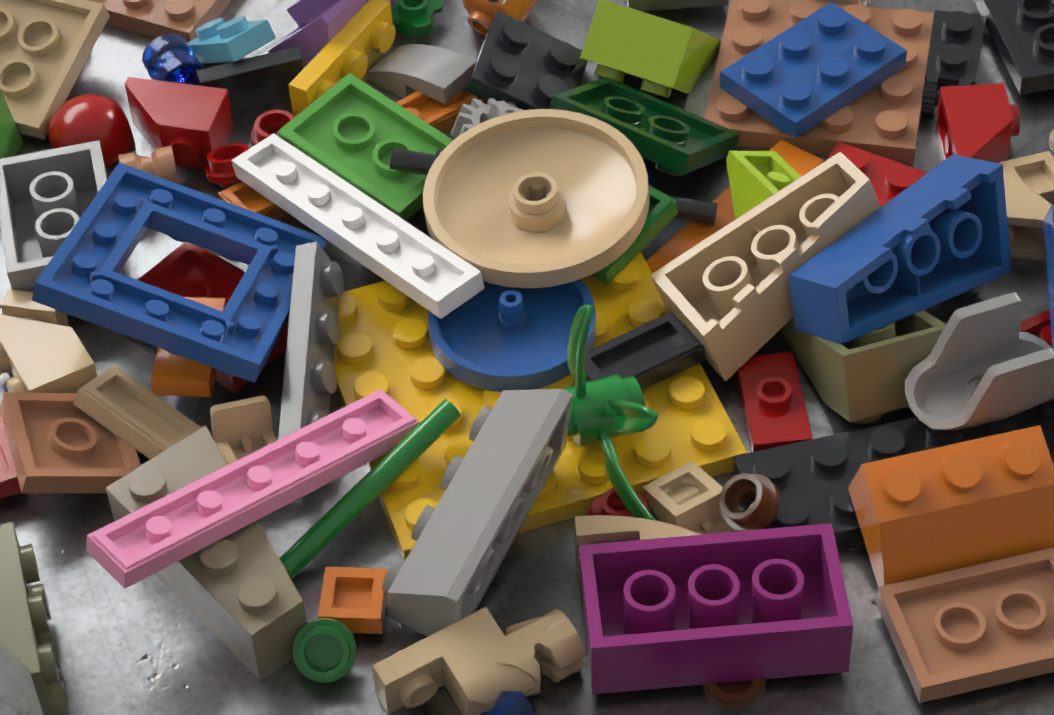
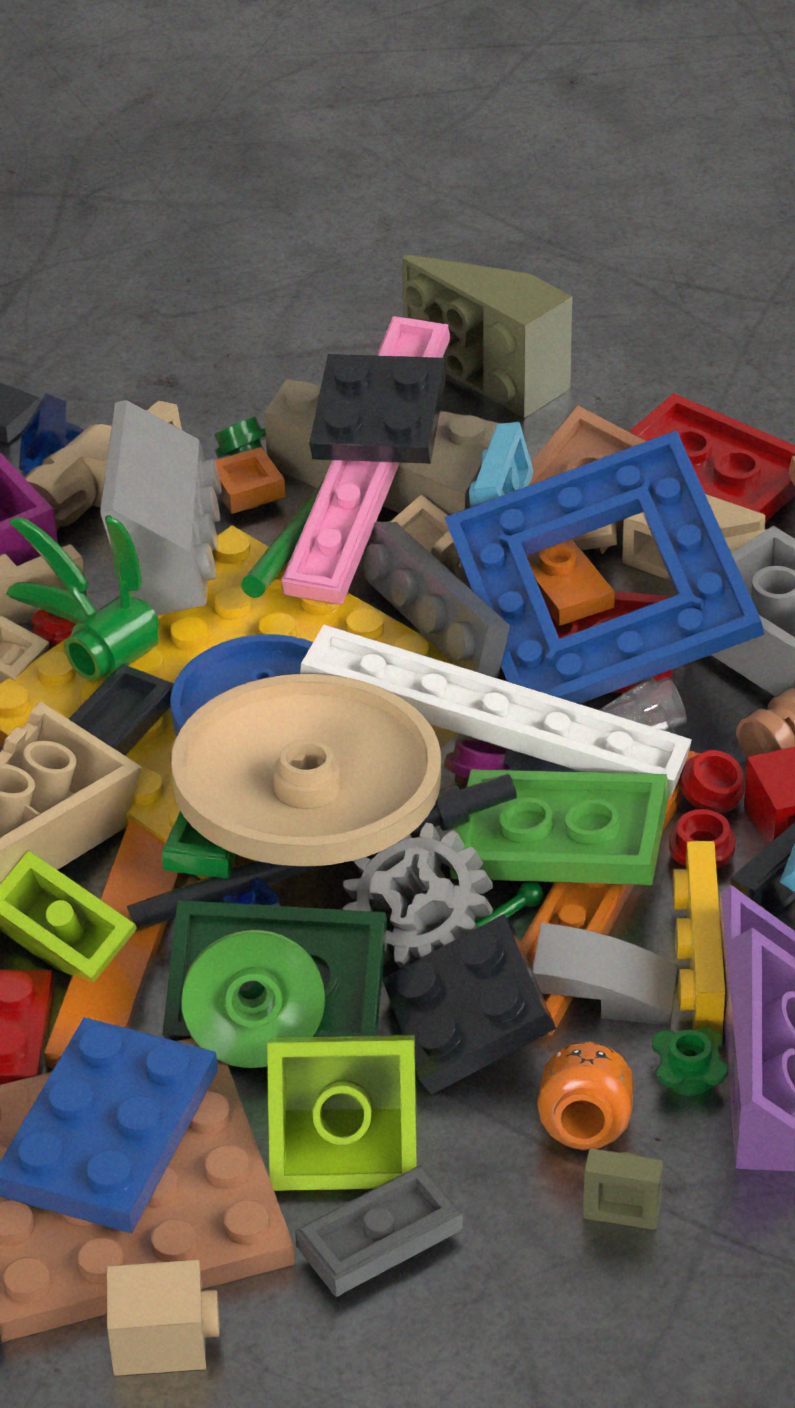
camera: 150 degrees right, 5 degrees down
(152, 430) = (504, 465): none -> medium azure plate
(224, 482) = (378, 408): none -> black plate
(676, 84) = (241, 1026): none -> bright green dish

